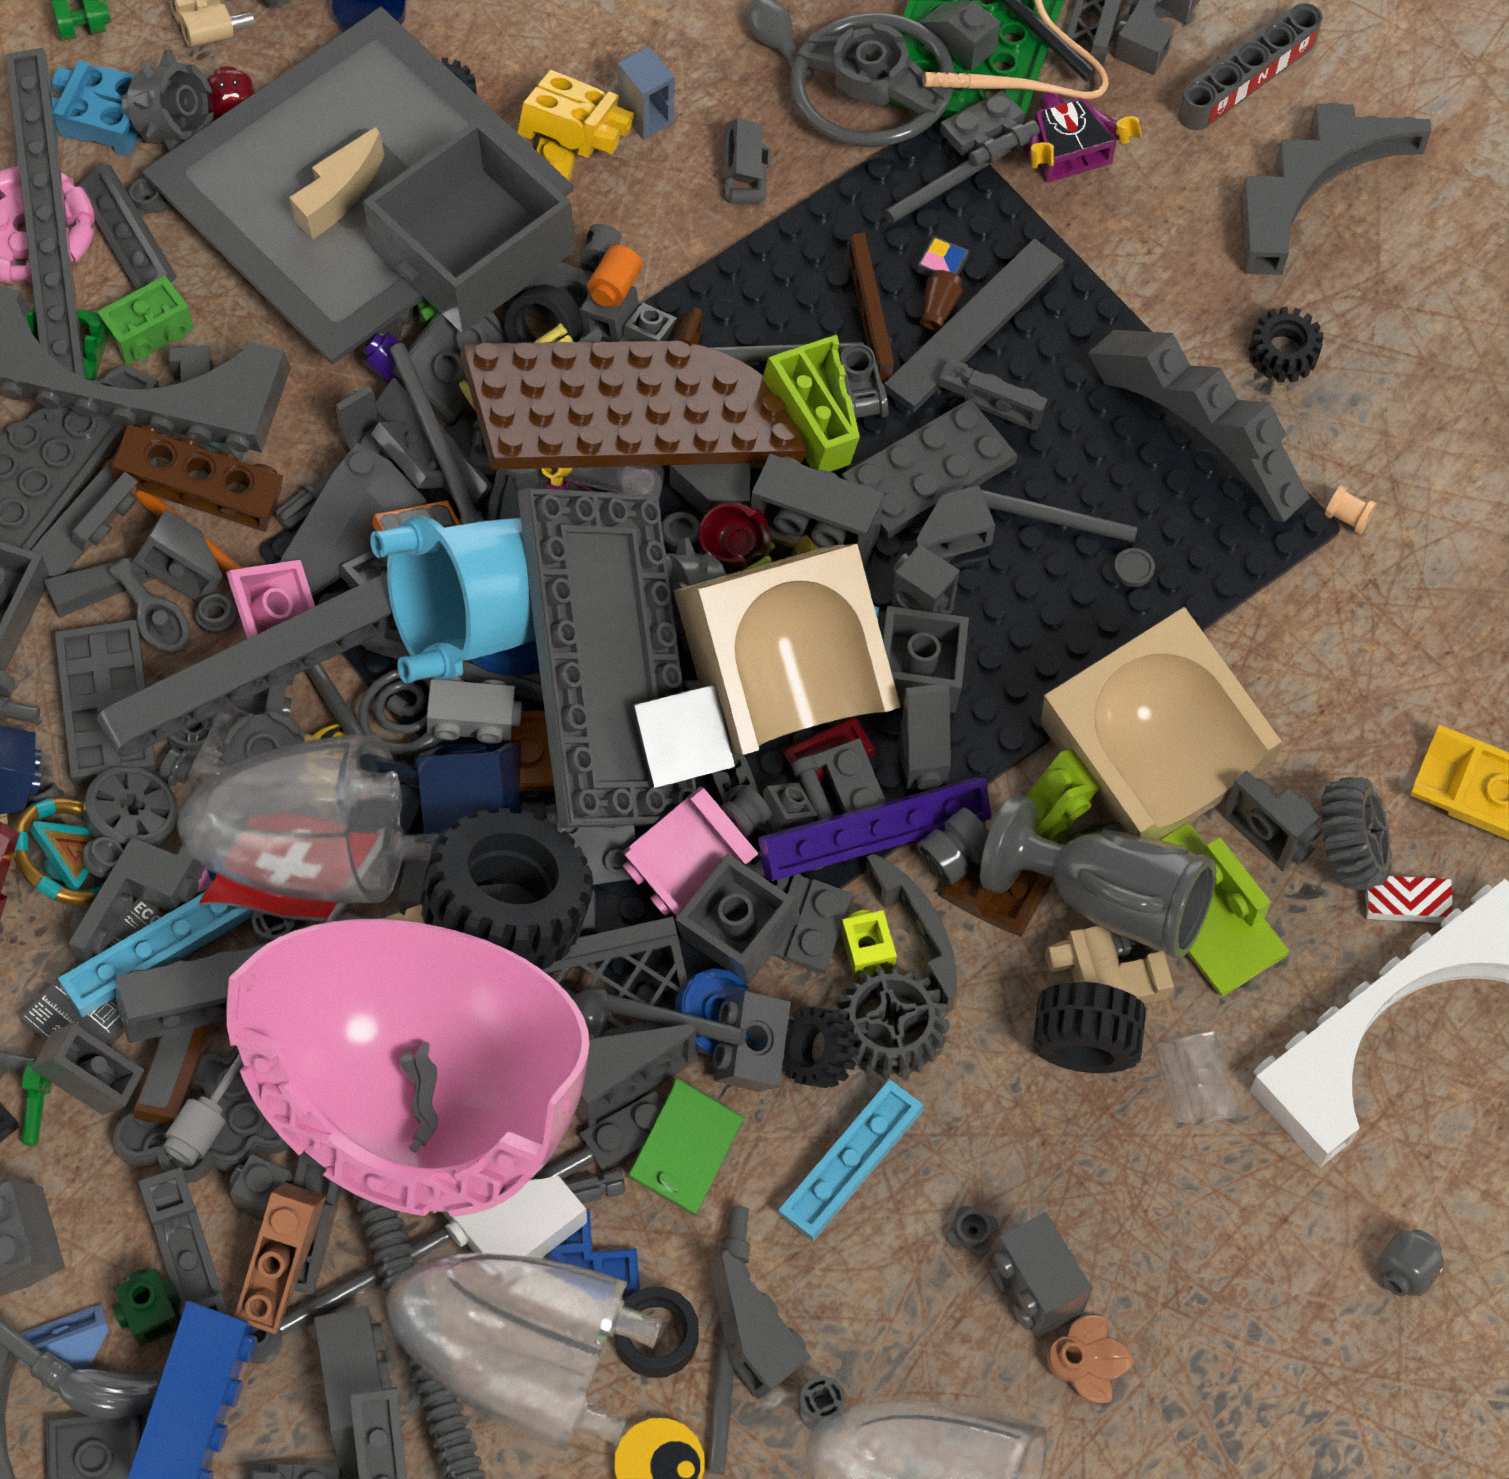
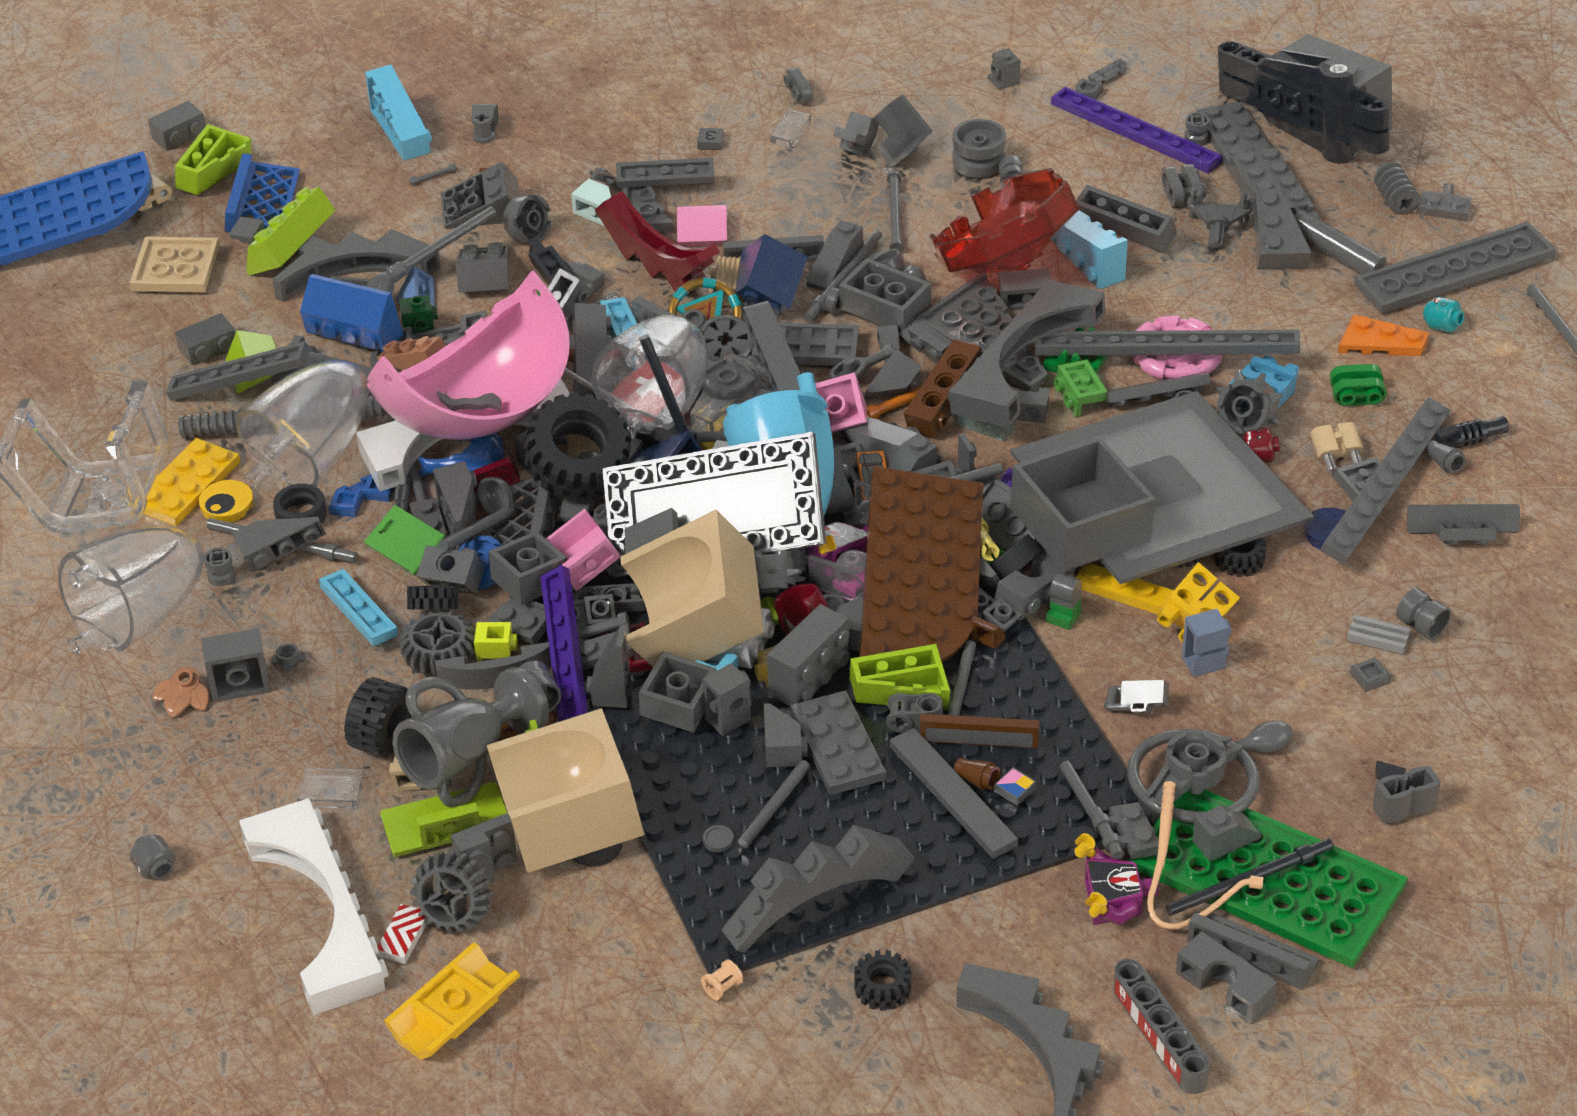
camera: 110 degrees right, 20 degrees down
(337, 184) = (1148, 462): tan slope -> none
(614, 276) = (1029, 579): orange brick -> none
(746, 810) = (599, 580): dark grey wheel -> none
(994, 395) = (881, 780): dark grey hinge -> none

